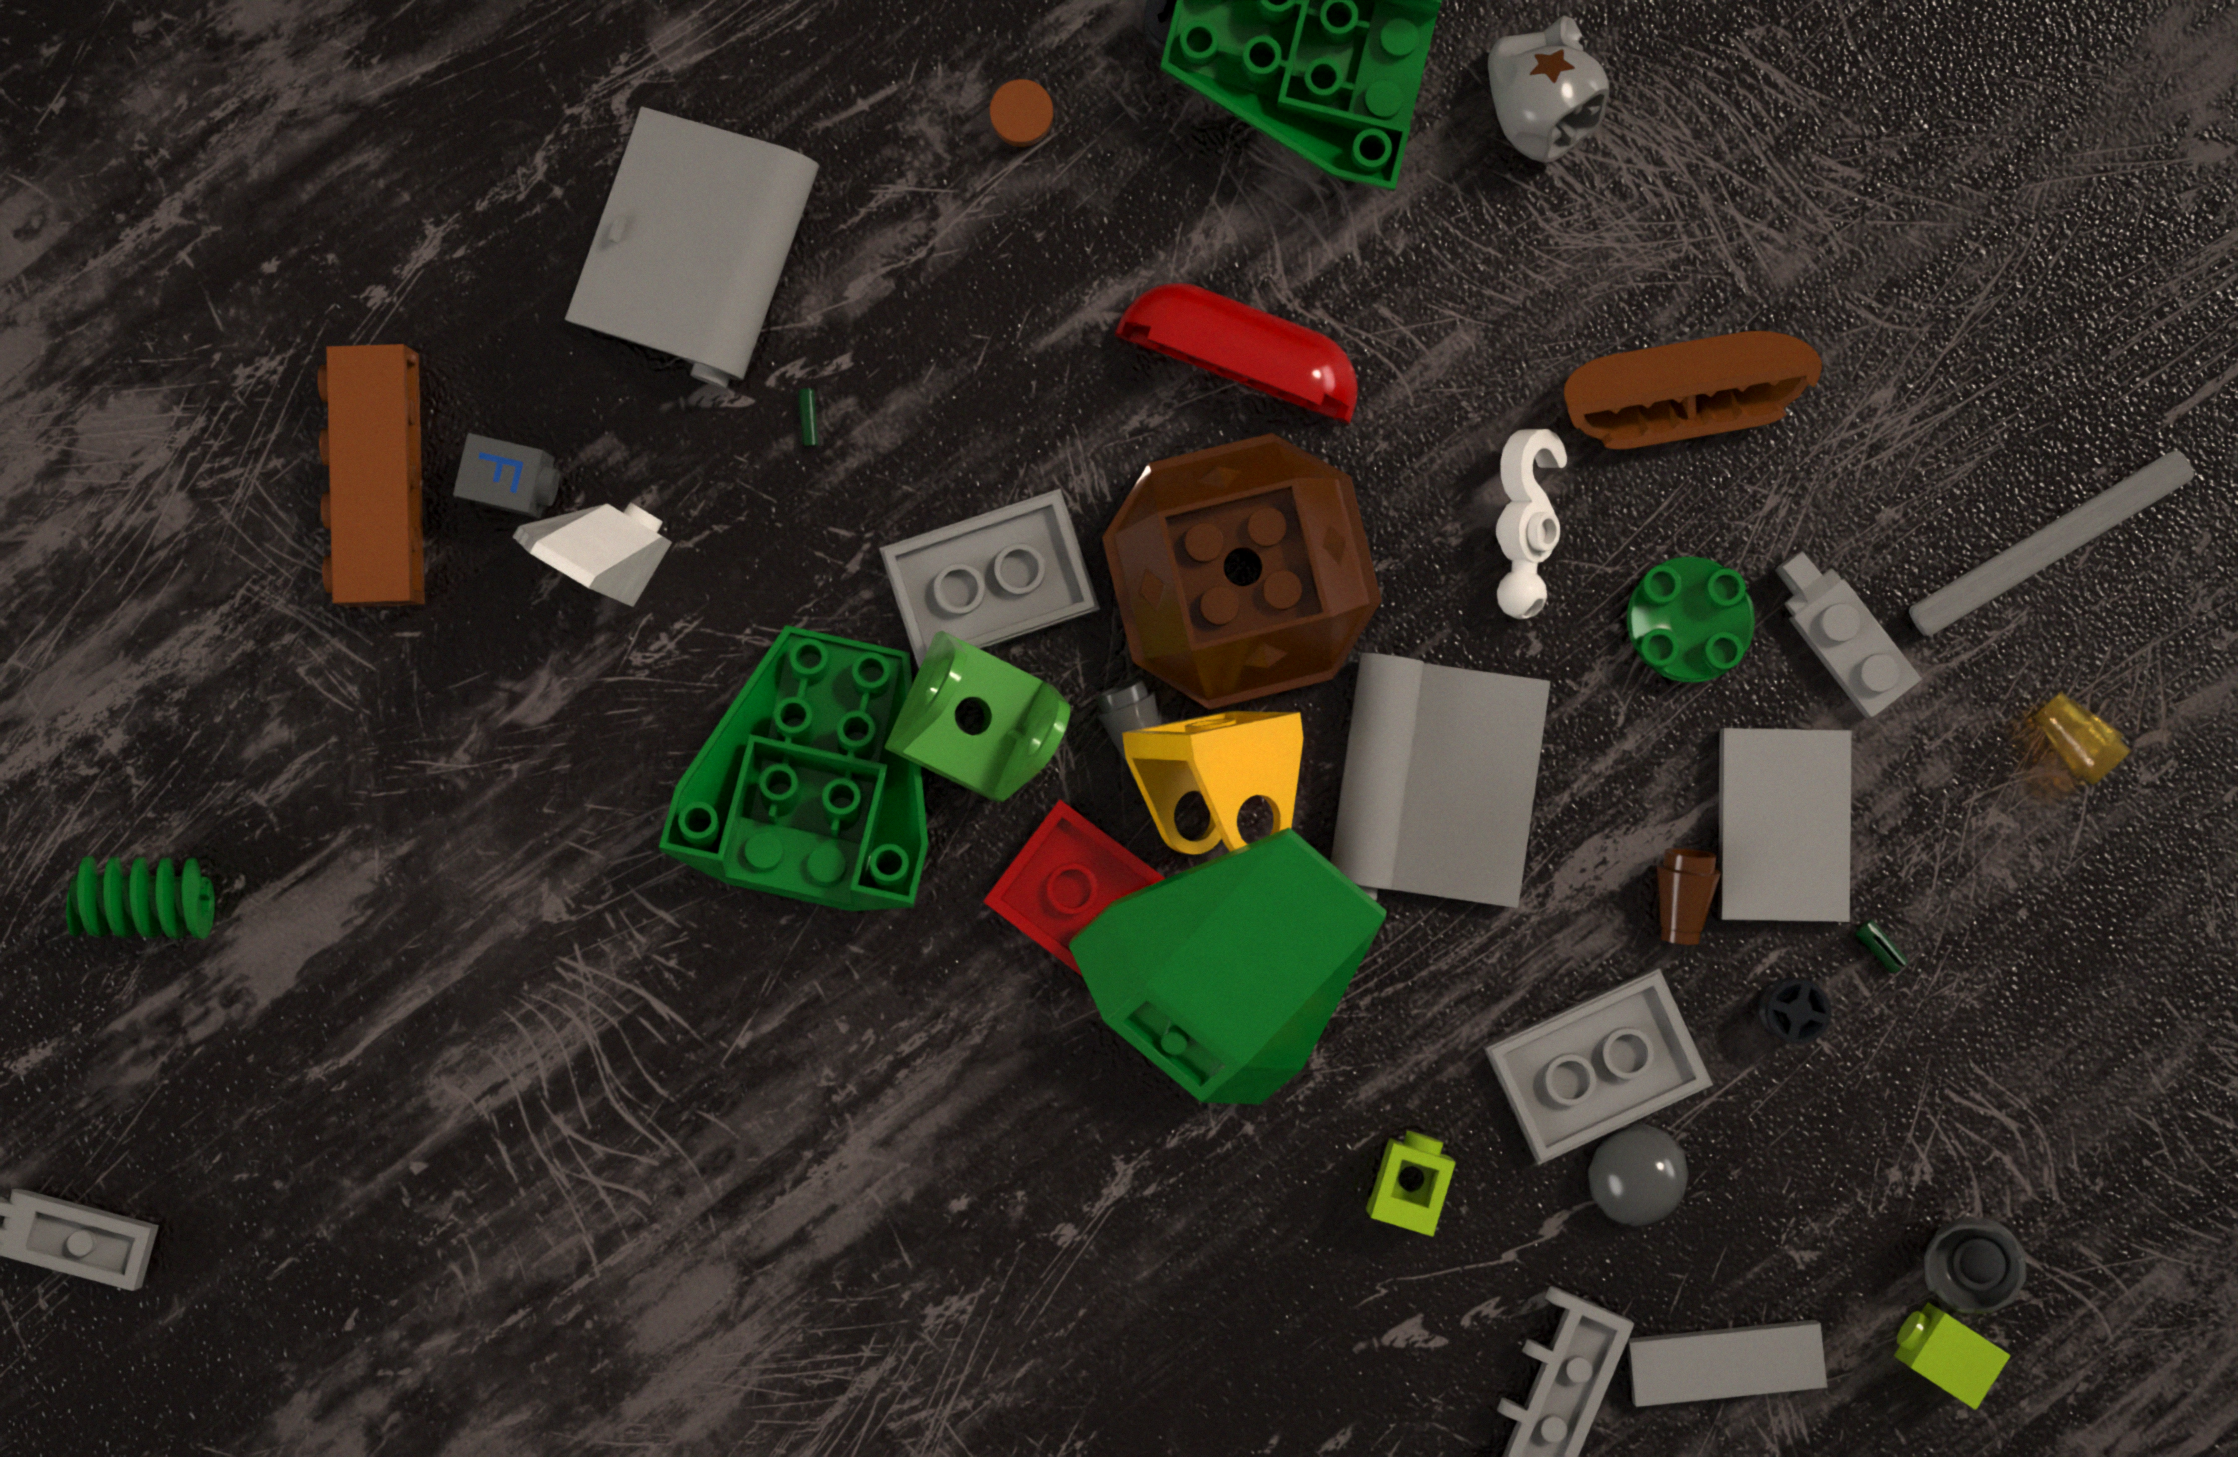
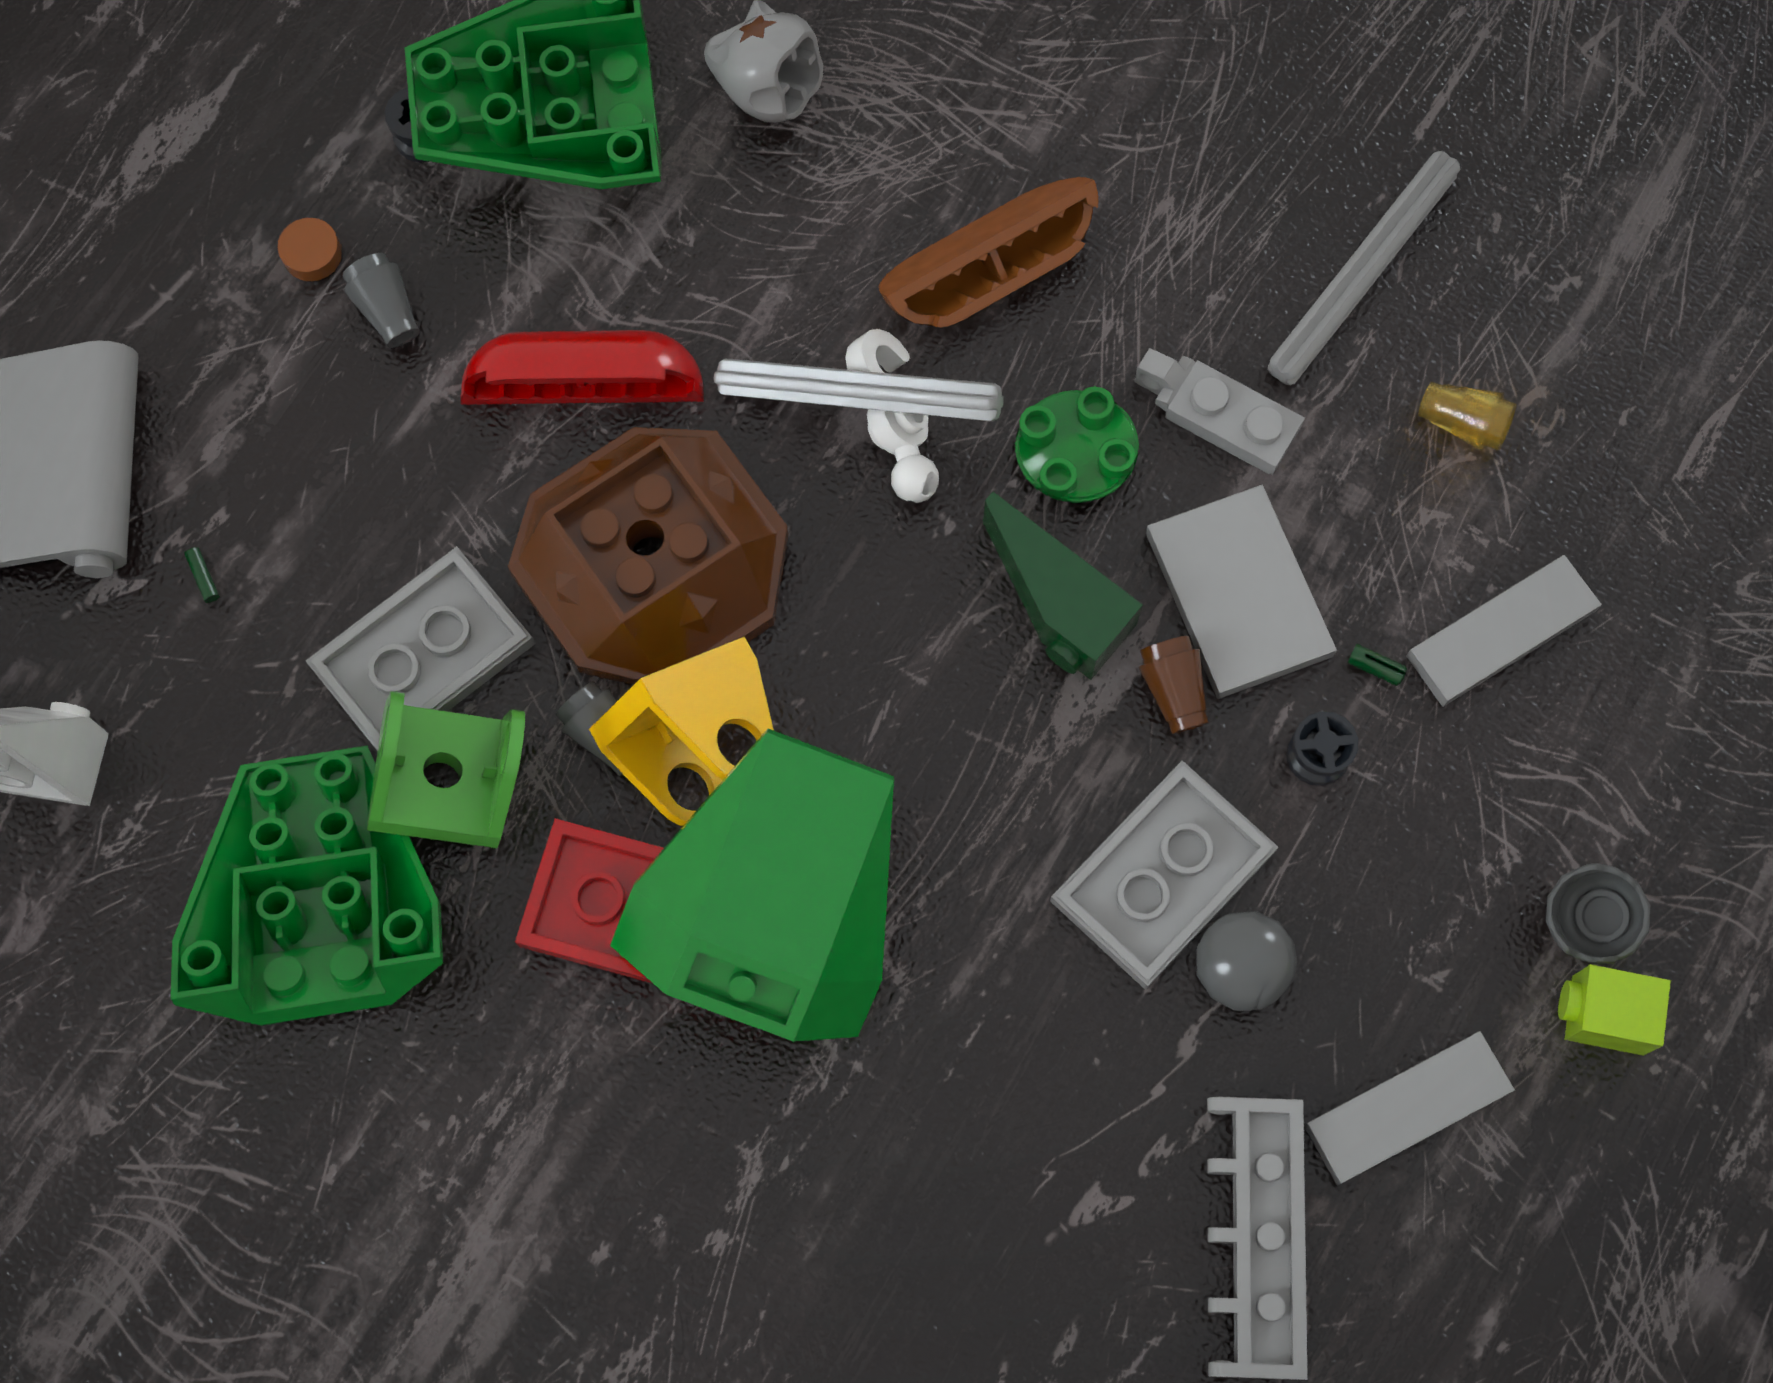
camera: 20 degrees left, 15 degrees down
(1075, 199) = (380, 295): none -> dark grey cone
(1414, 1207) = (1051, 1072): lime brick -> none
(1439, 780) = (908, 667): light grey door -> none
(1503, 492) = (860, 389): none -> axle
(1614, 770) = (1068, 600): none -> dark green slope
(2015, 961) = (1503, 630): none -> light grey tile

